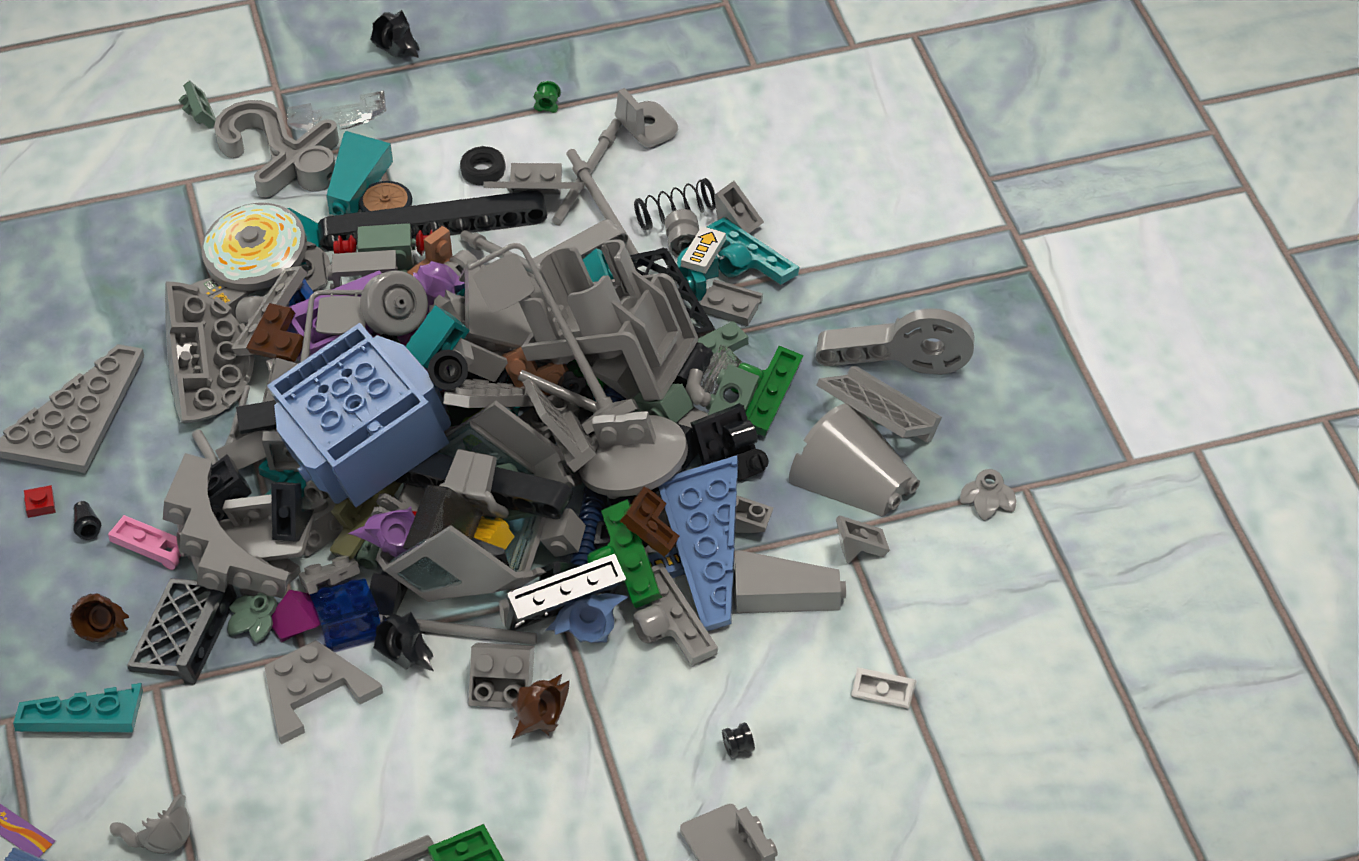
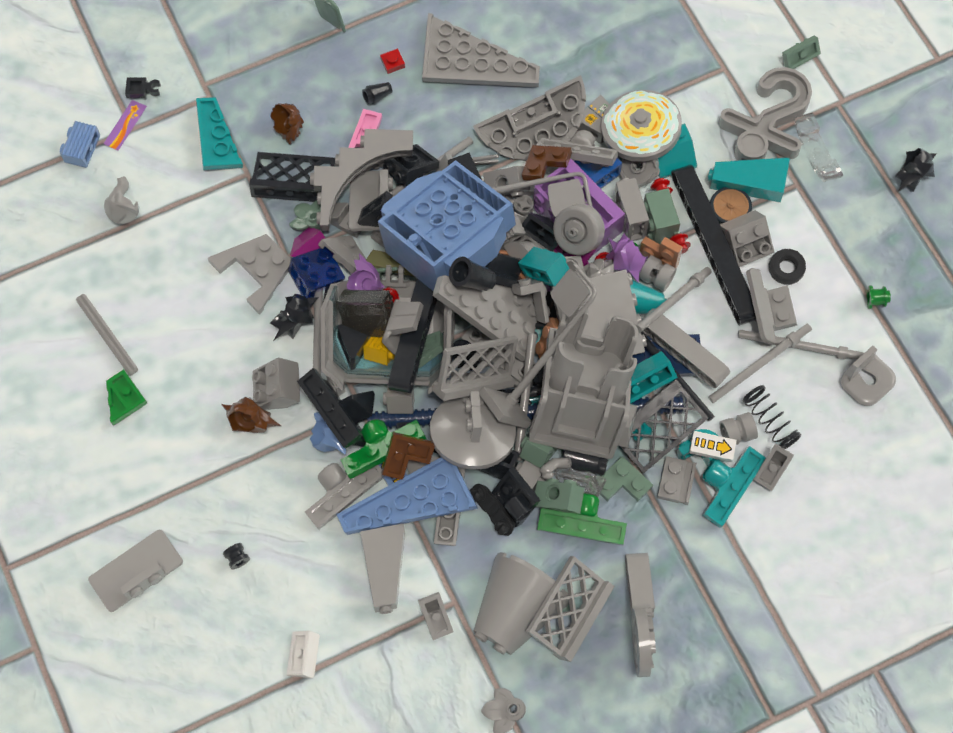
camera: 80 degrees right, 20 degrees up
(431, 183) = (748, 237): none -> light grey slope

